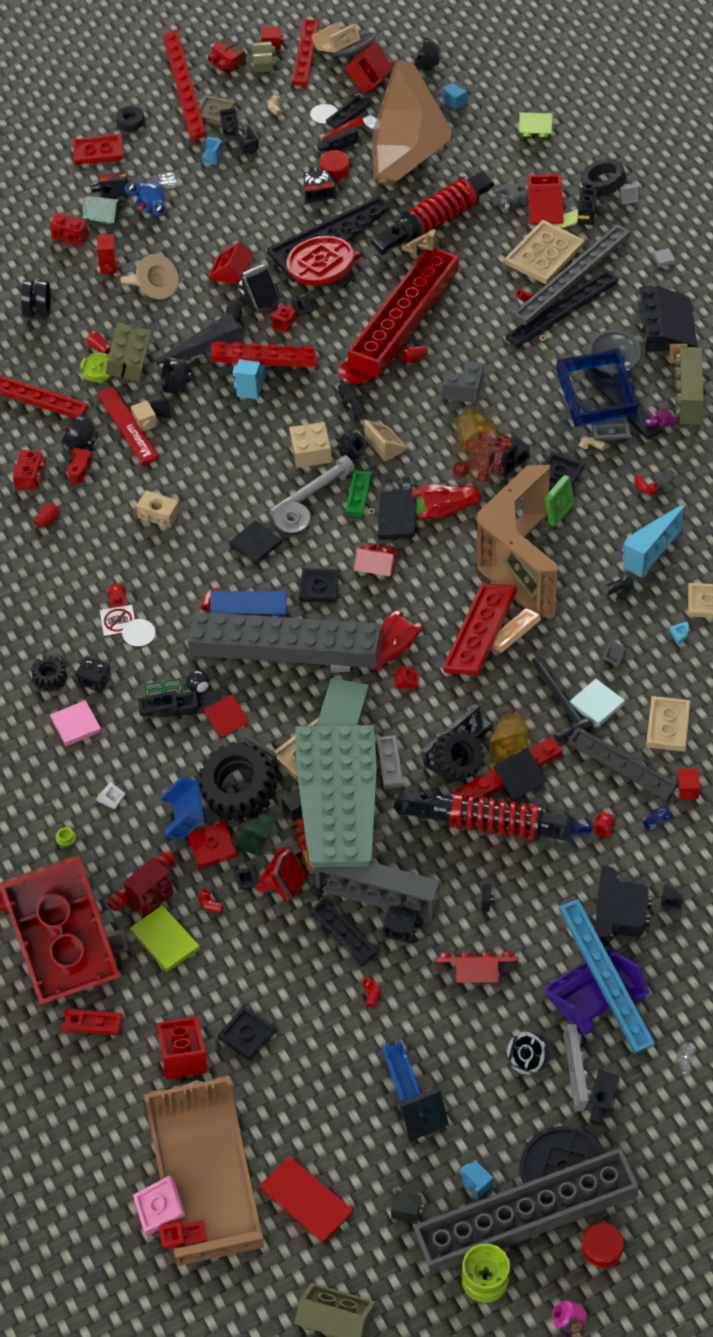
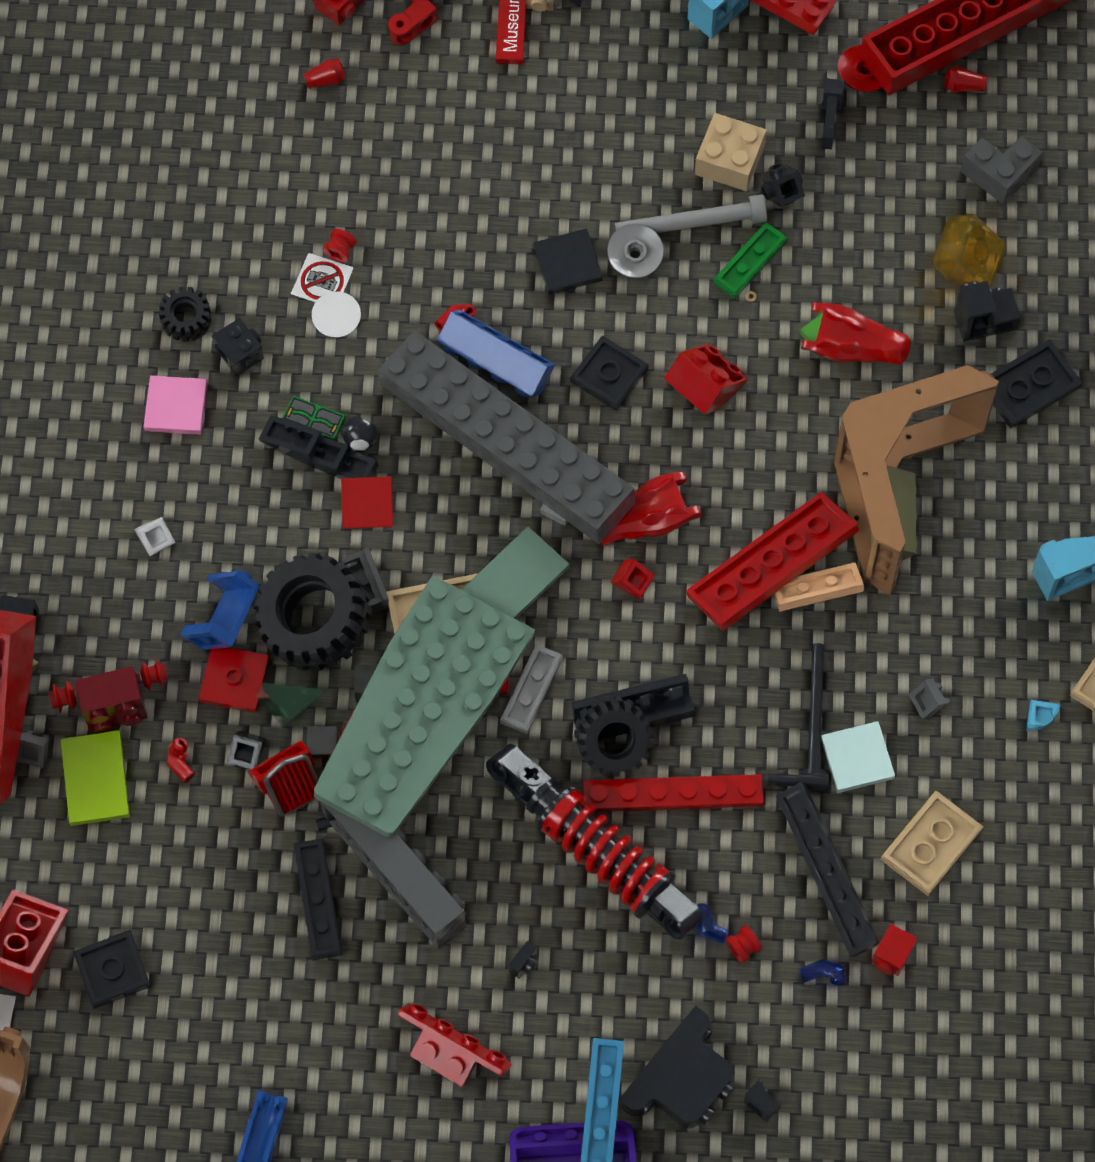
camera: 30 degrees right, 15 degrees up
(65, 837) = (63, 564): lime plate -> none
(158, 509) = (465, 129): tan brick -> none
(372, 990) = (300, 1004): red arm -> none
(383, 440) = (836, 196): tan slope -> none
(397, 511) = (781, 317): black tile -> none
(400, 924) = (392, 932): black head -> none
(500, 445) = (968, 302): clear red plant -> none
(508, 737) = (697, 747): clear yellow slope -> none
(519, 774) = (681, 807): black tile -> none
(559, 500) = (1004, 425): bright green tile -> none
(623, 583) = (1013, 597): black piece -> none

